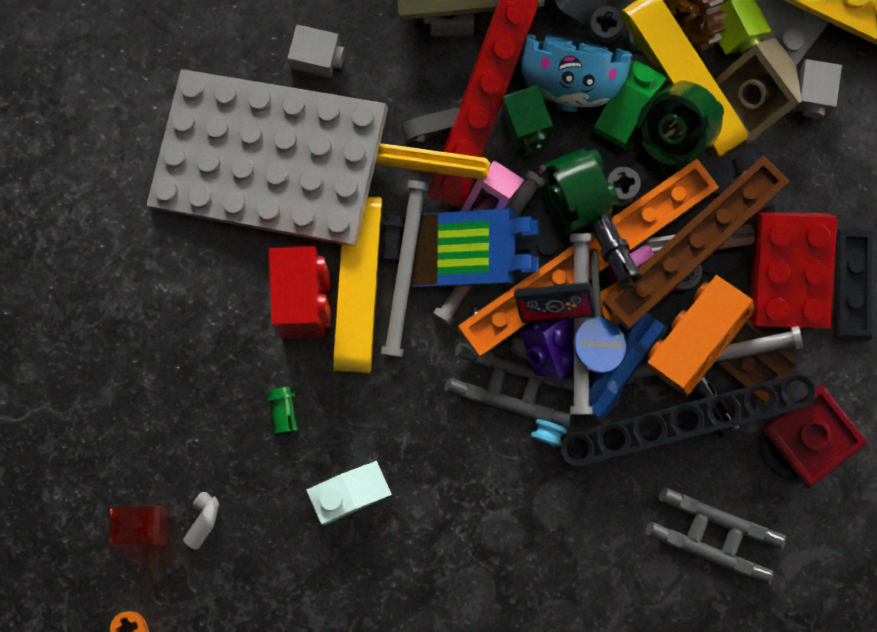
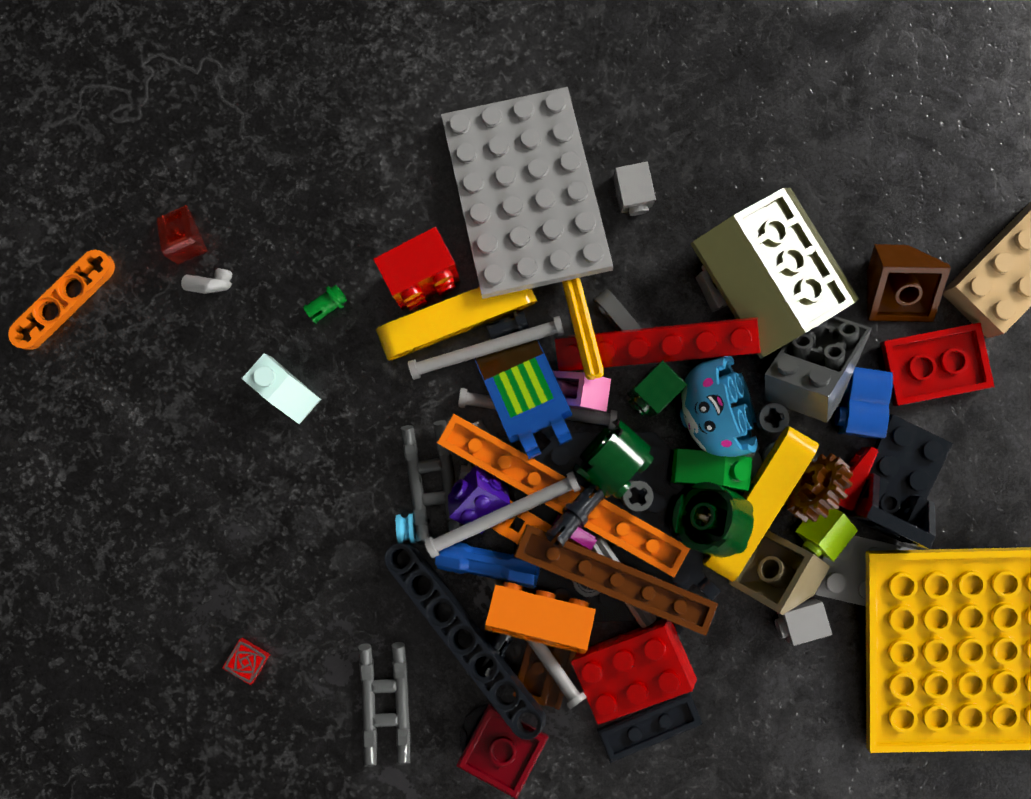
camera: 60 degrees right, 5 degrees up
(555, 302) = (507, 485): slope -> none
(598, 340) = (494, 536): piece -> none

